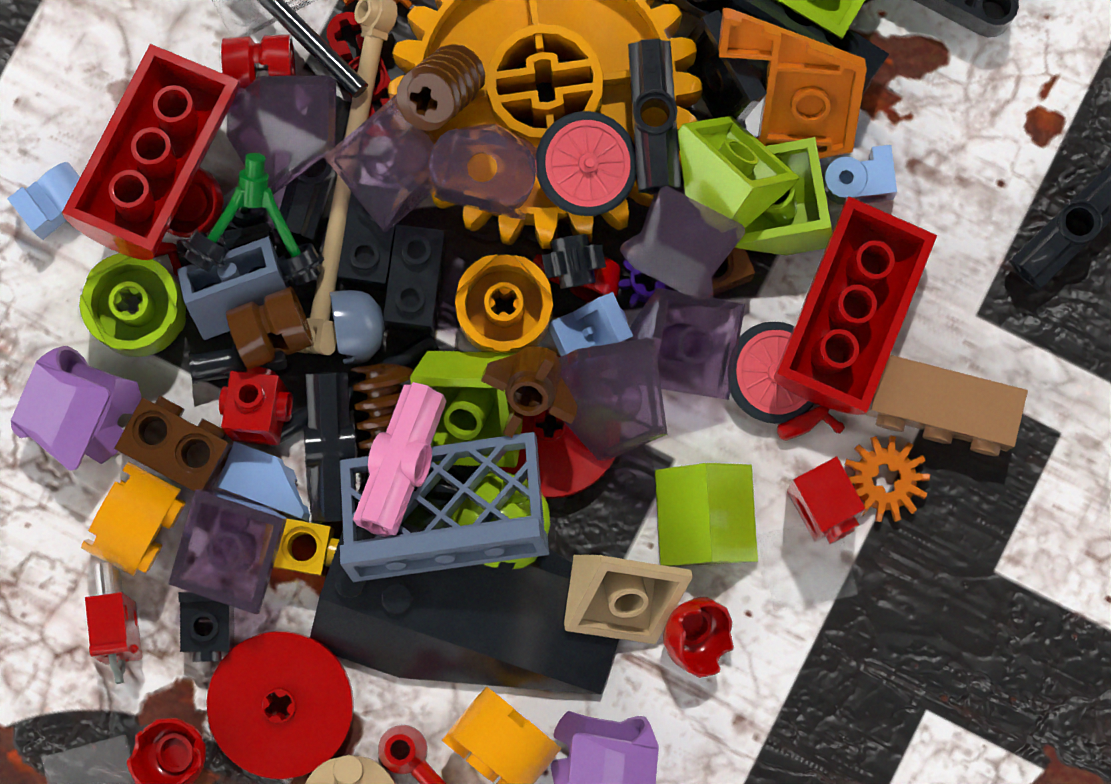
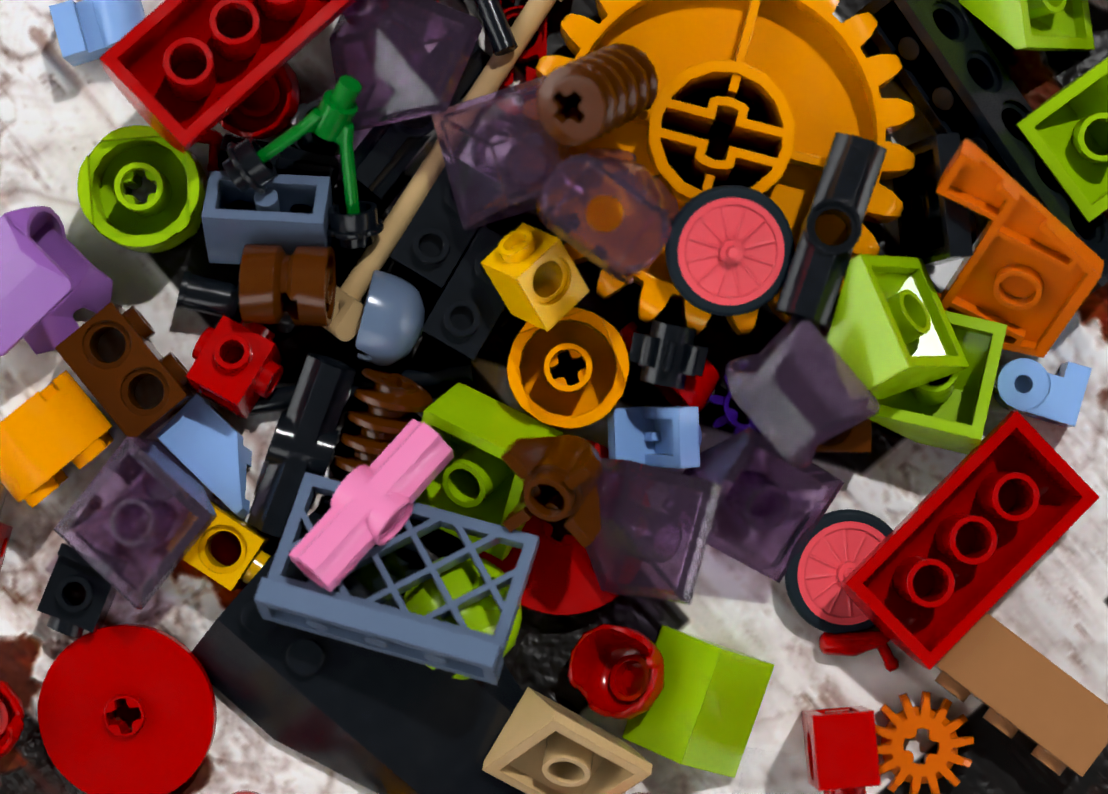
camera: 25 degrees right, 5 degrees up
(451, 243) = (535, 276): none -> yellow brick
(635, 515) = (617, 671): none -> red hair

